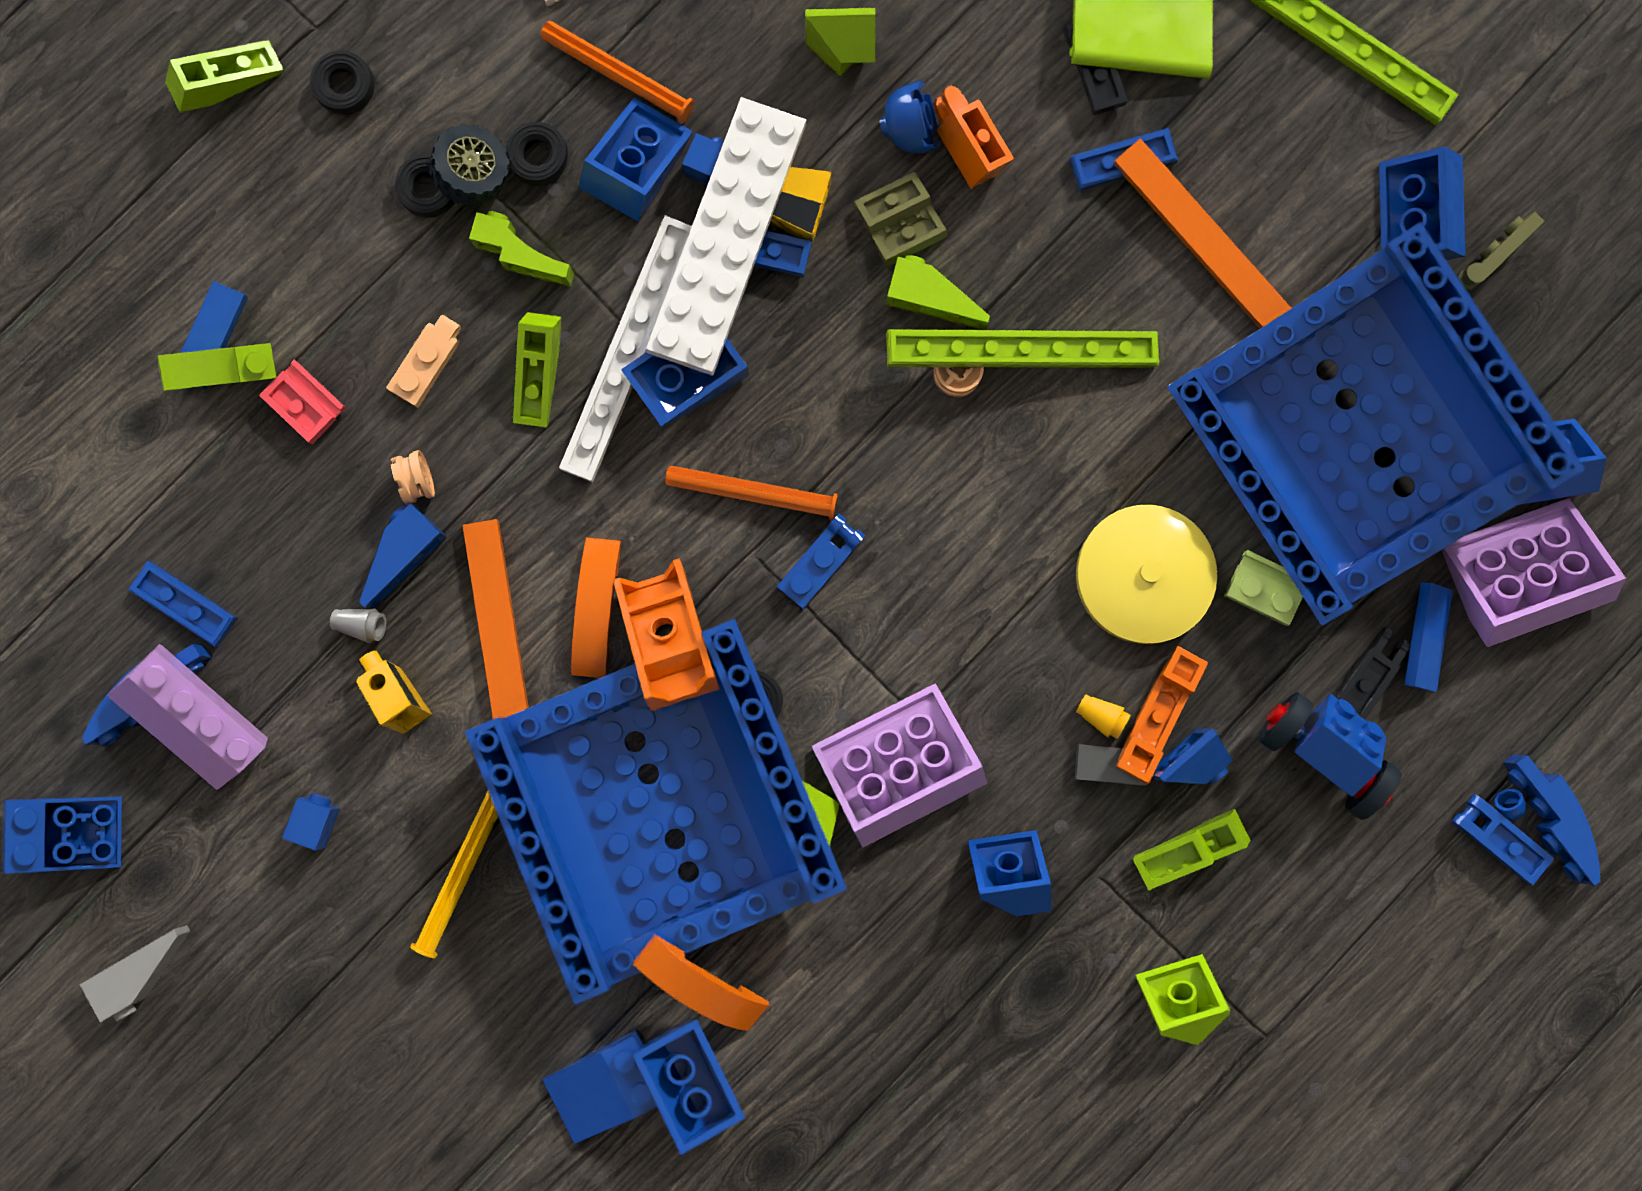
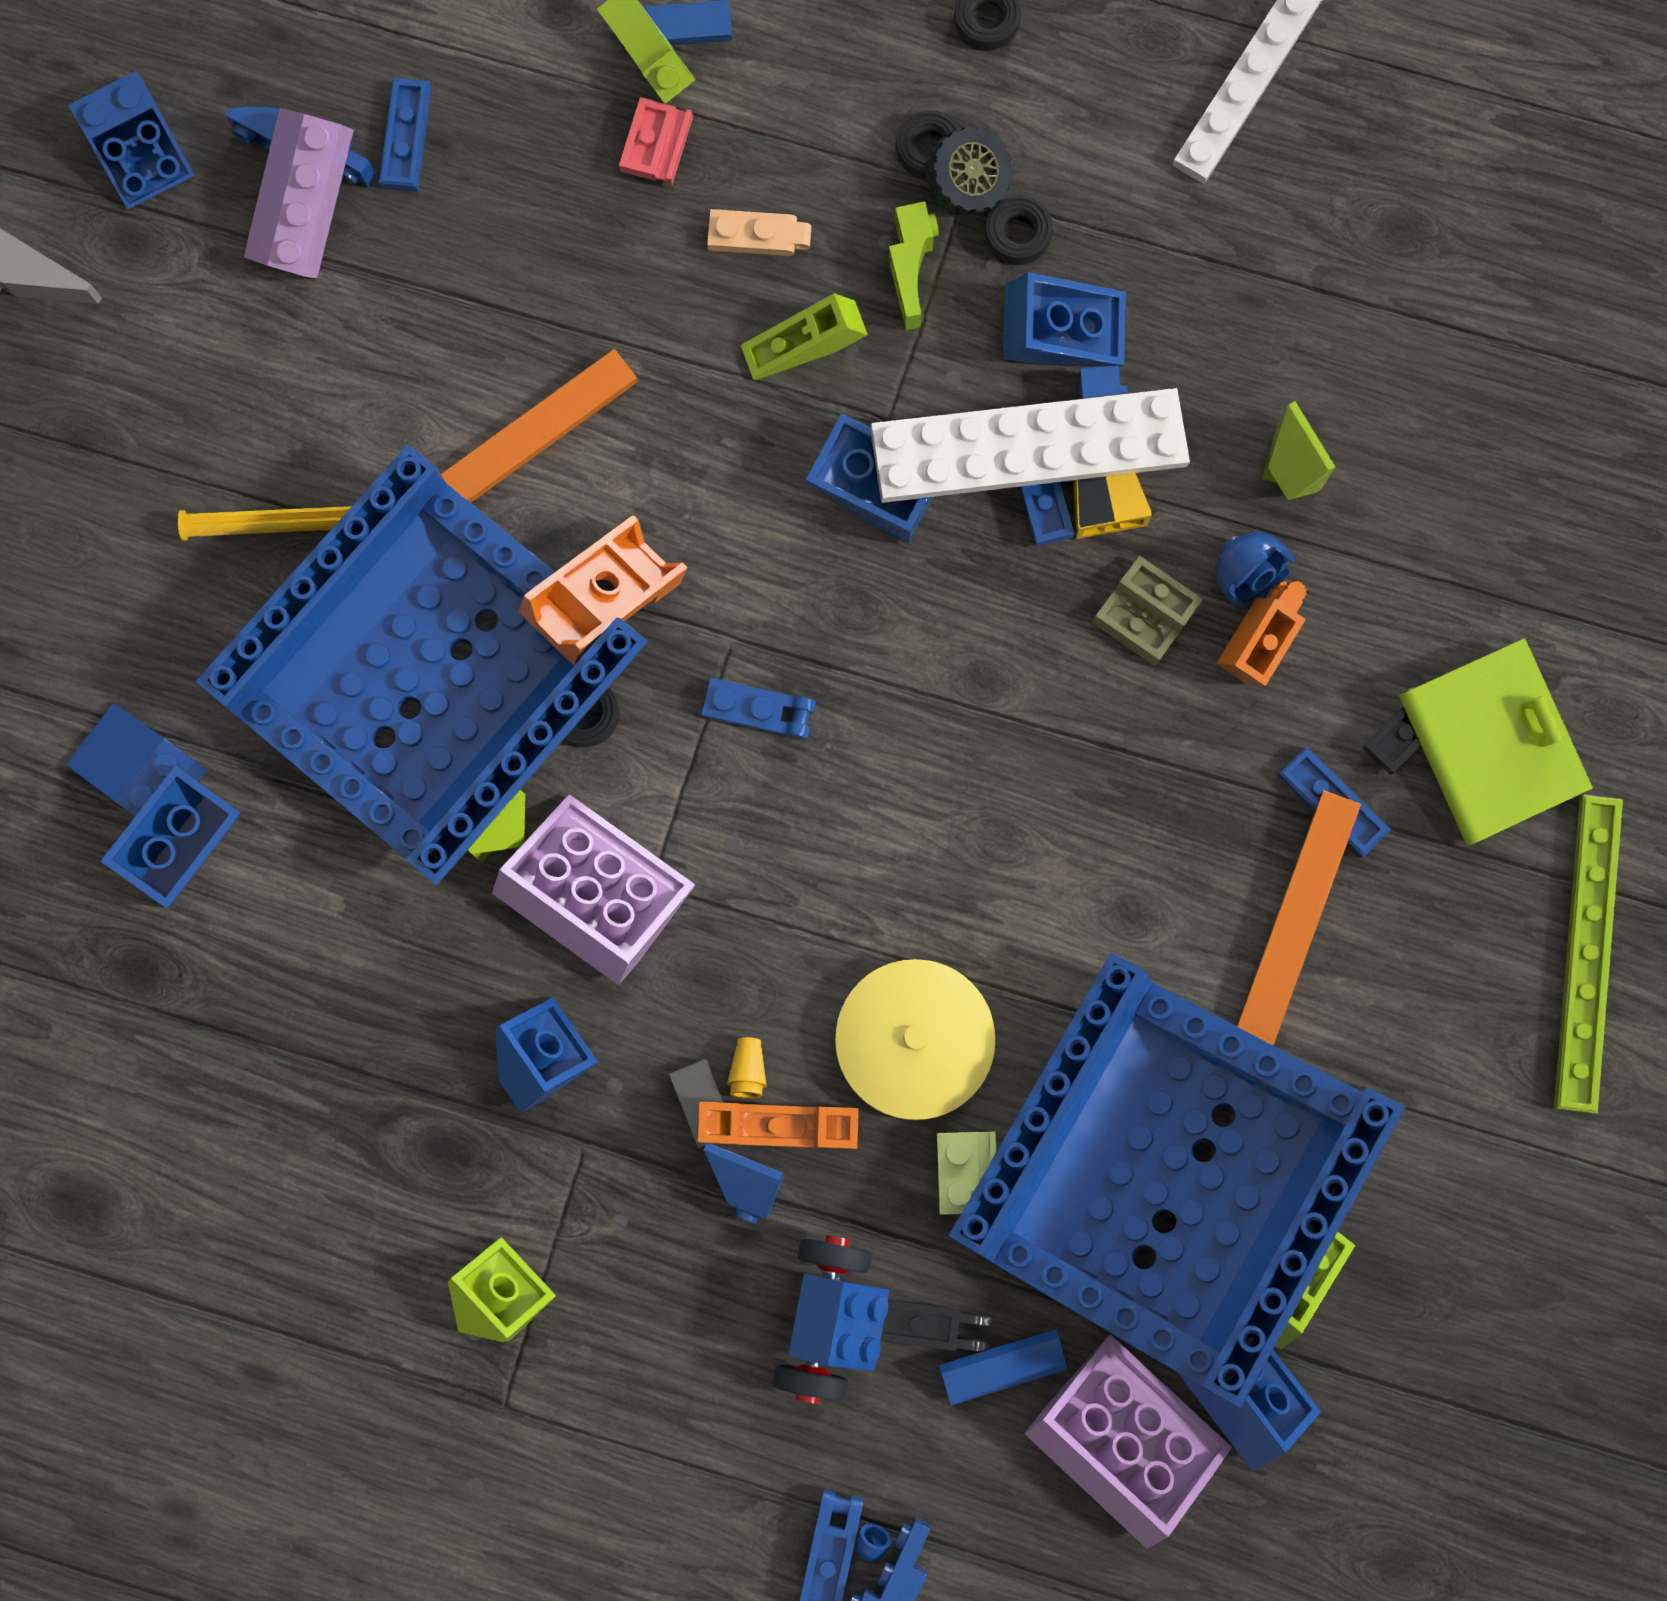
camera: 70 degrees right, 5 degrees down
(311, 821) = (255, 357): blue brick -> none
(359, 623) = (469, 305): light grey cone -> none
(390, 694) = (413, 366): yellow torso -> none
(401, 549) = (559, 304): blue slope -> none
(412, 477) = (635, 278): light nougat wheel -> none
(594, 607) = (597, 513): orange slope -> none
(617, 71) = (1142, 264): orange axle -> none
(629, 342) = (816, 418): white plate -> none
(697, 988) = (270, 801): orange slope -> none
(751, 491) = (793, 607): orange axle -> none
(927, 292) = (1085, 666): lime slope -> none
(957, 380) = (1022, 744): light nougat wheel -> none
(1022, 348) = (1078, 796): lime tile -> none
(1192, 850) = (656, 1228): lime slope -> none
(1424, 190) = (1456, 1135): blue slope -> none
(1497, 252) = (1449, 1236): olive plate -> none

